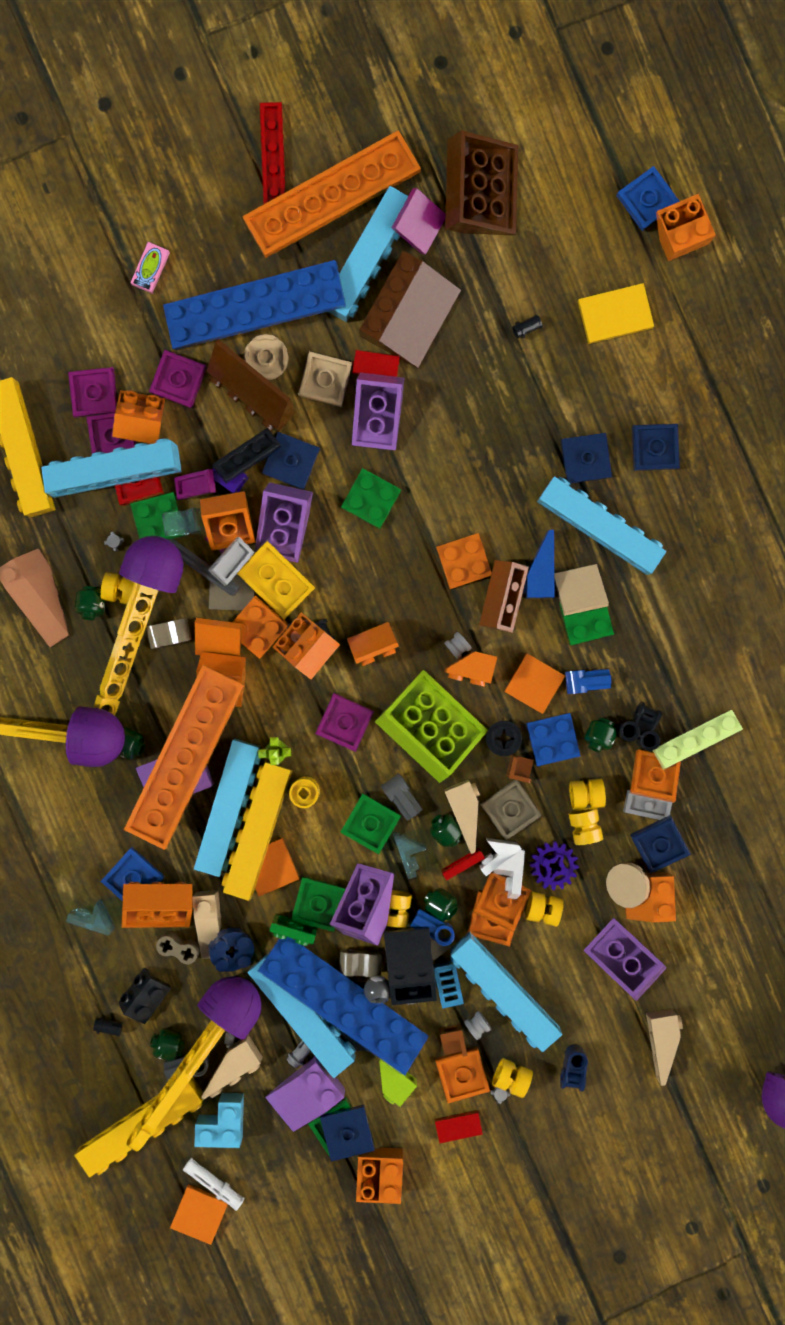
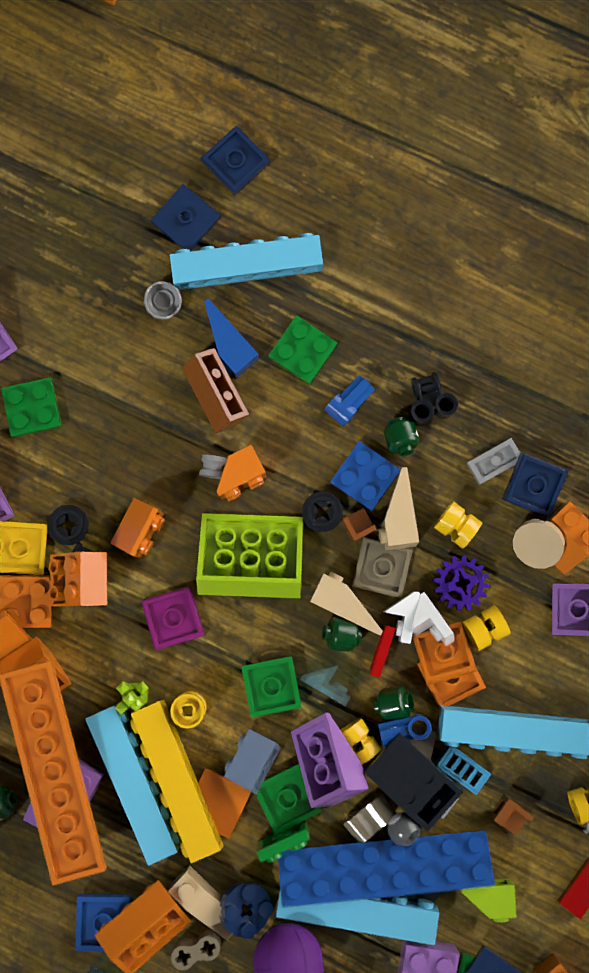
camera: 45 degrees left, 5 degrees down
(298, 1055) = (387, 951): light grey pin -> none
(316, 861) = (251, 761): none -> sand blue brick
(331, 610) = (59, 517): none -> black gear
(399, 793) = (272, 638): dark grey piece -> none
(462, 1075) = (546, 839): orange tile -> none
(464, 561) = (157, 391): orange plate -> none
(477, 1025) = (520, 782): light grey wheel -> none
(521, 503) = (162, 300): none -> light grey hair
(527, 326) = (38, 158): black pin -> none
(534, 683) = (307, 442): orange tile -> none
(550, 789) = (399, 523): none -> tan slope
(580, 590) = (276, 329): tan tile -> none
(584, 794) = (436, 494): yellow wheel -> none
(615, 313) = (106, 82): yellow tile -> none
(651, 779) = (479, 430): orange tile -> none
(697, 739) = (486, 369): yellowish green plate -> none

